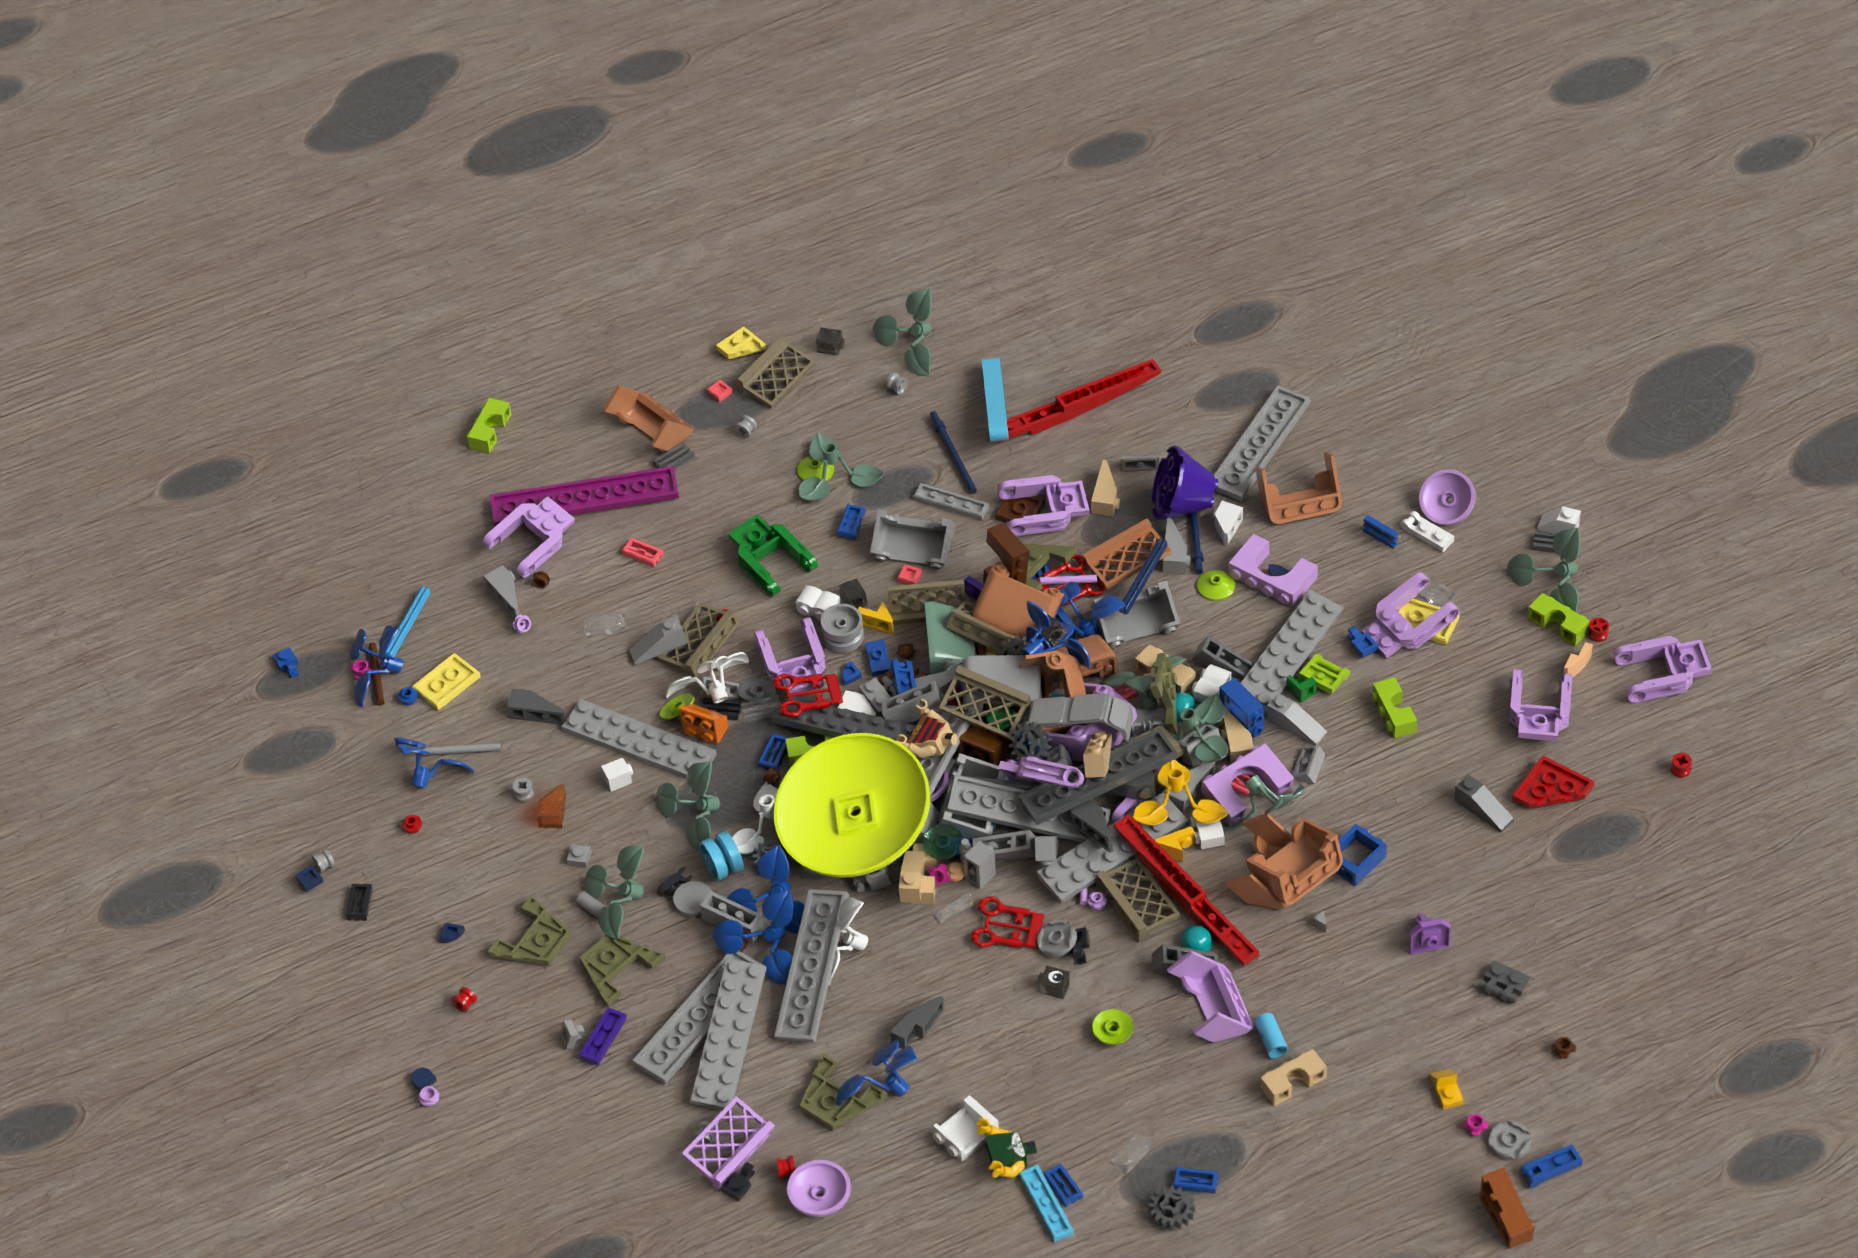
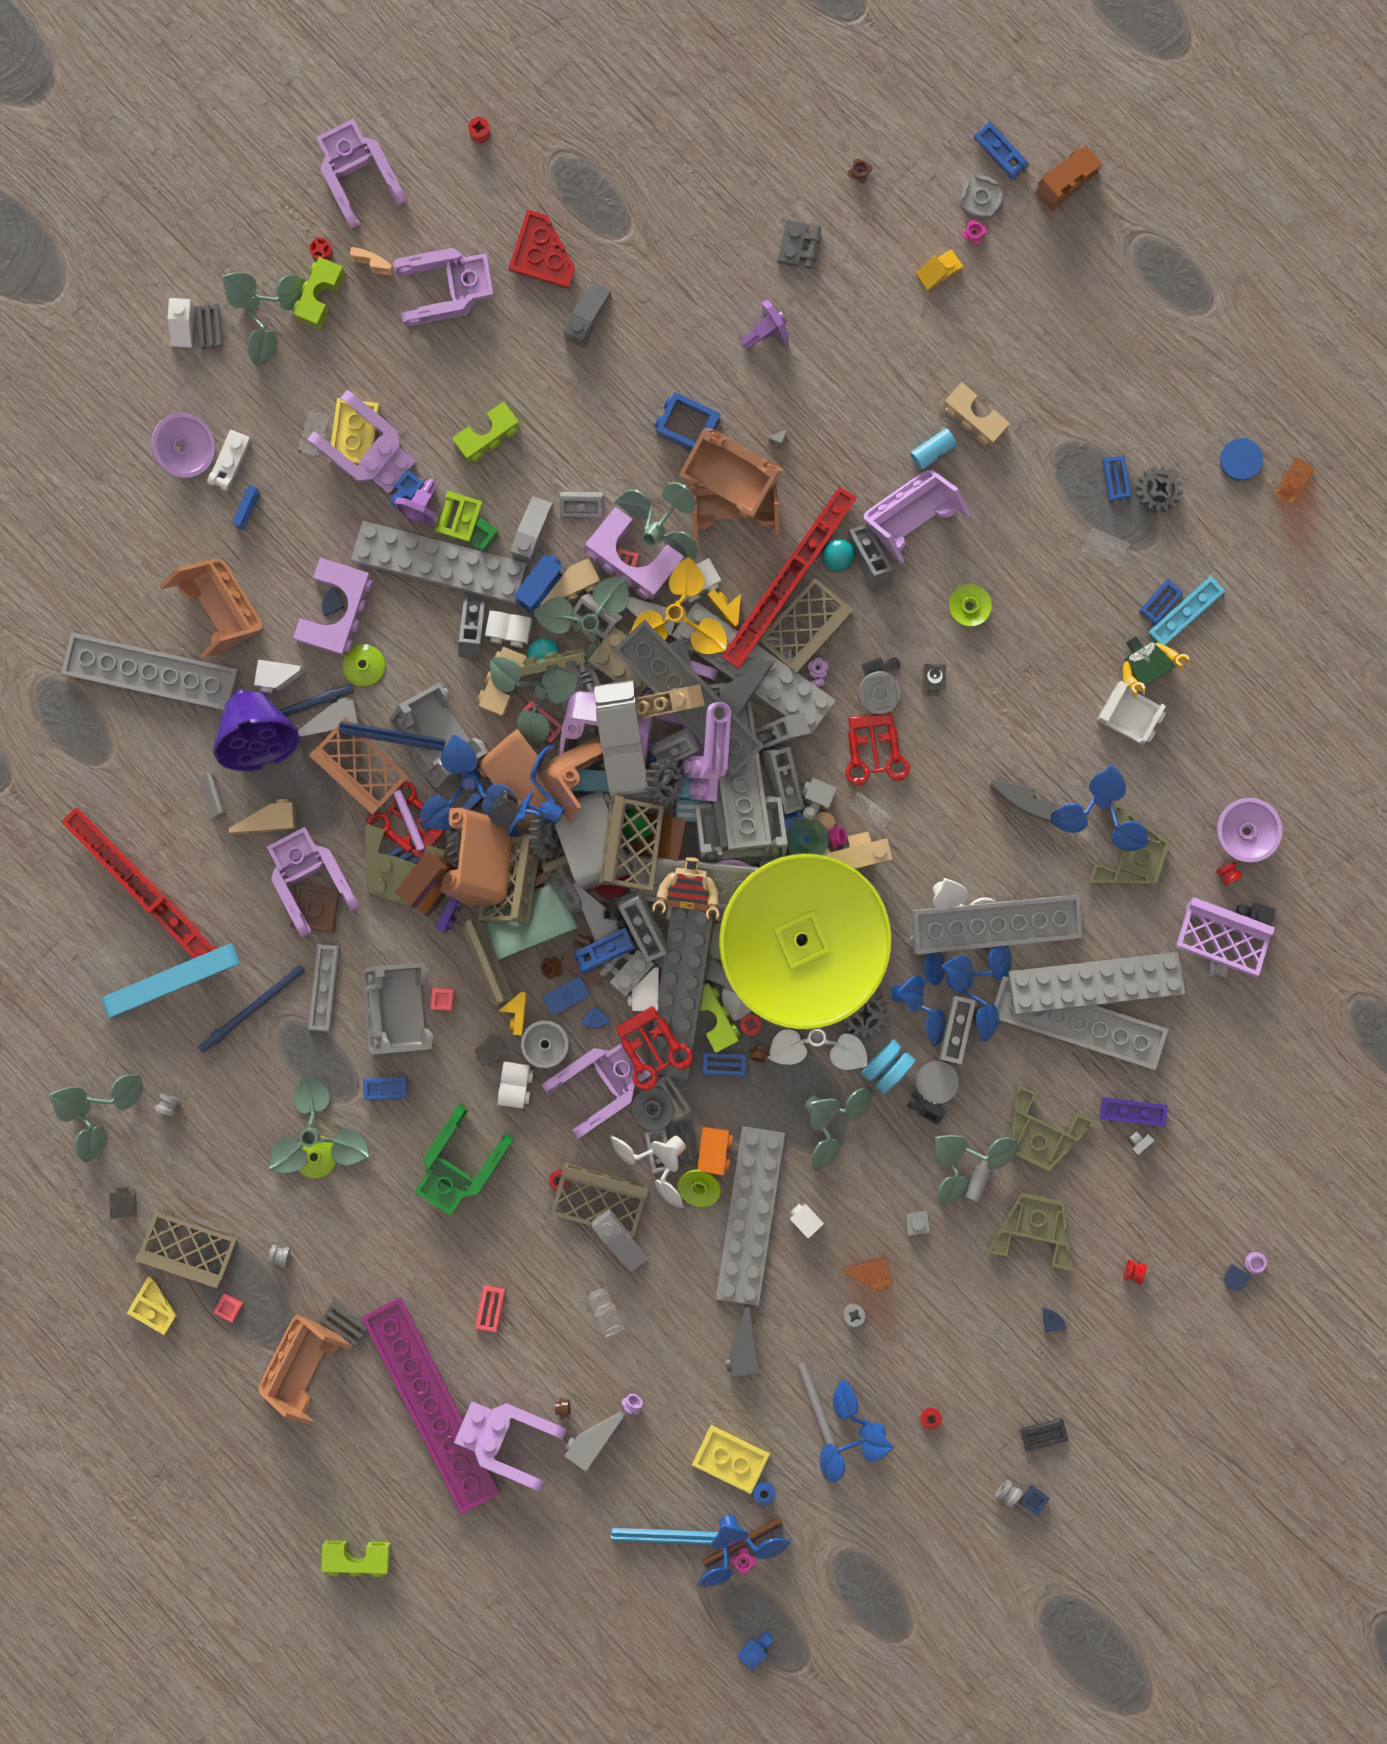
camera: 110 degrees left, 35 degrees up
(1339, 642) = (418, 507): none -> medium lavender piece

